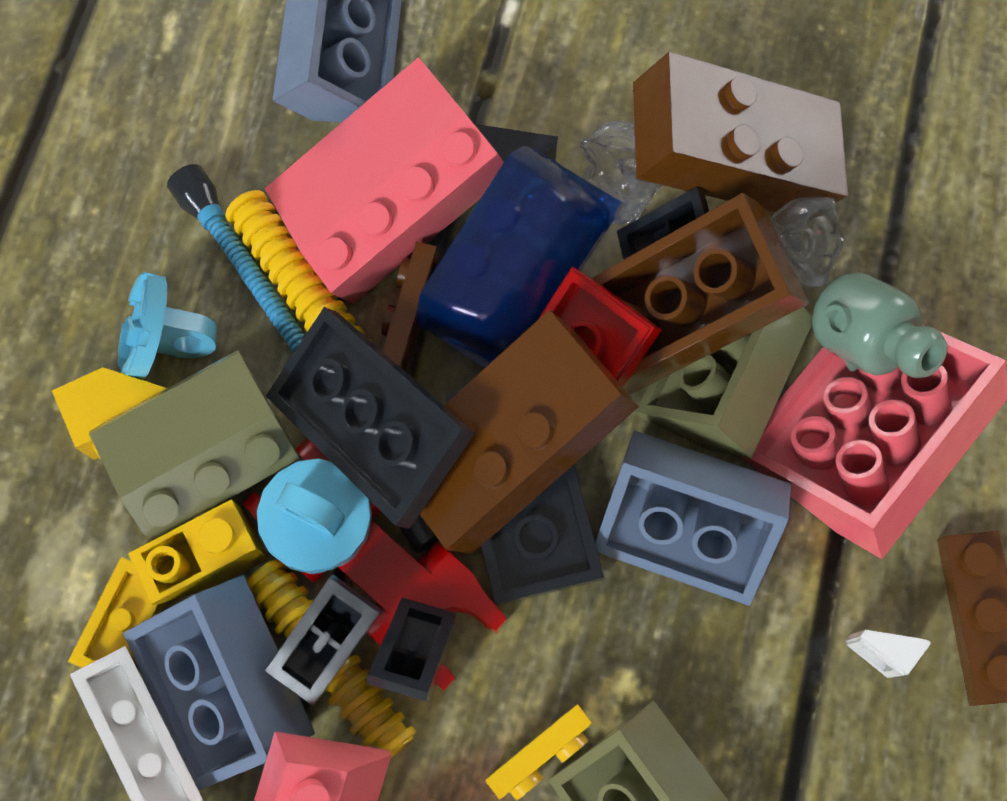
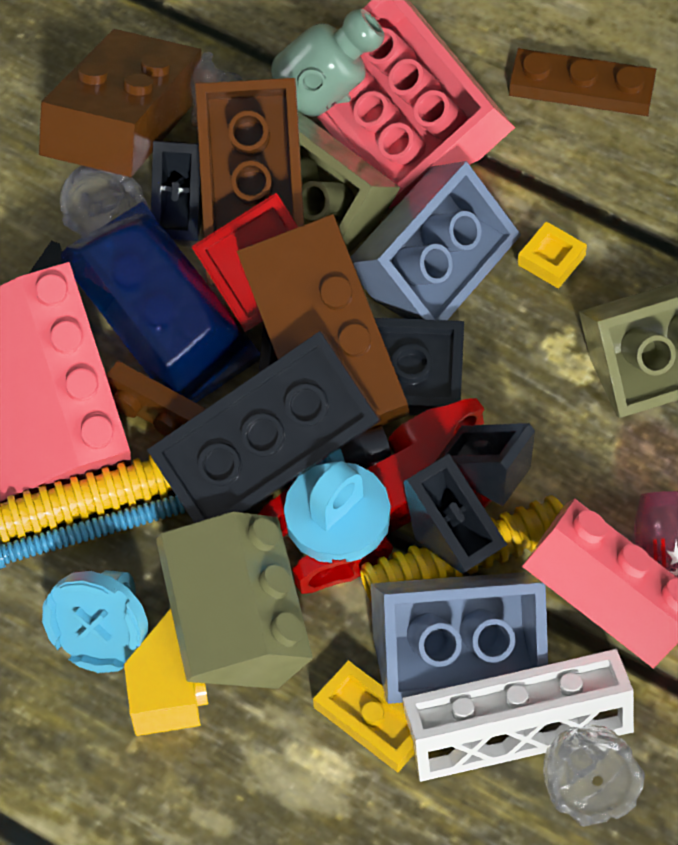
camera: 70 degrees left, 15 degrees down
(198, 554) = (334, 619): yellow slope -> none
(559, 739) = (589, 396): yellow plate -> none
(728, 648) = (552, 254): none -> yellow plate
(888, 652) = (590, 147): white slope -> none

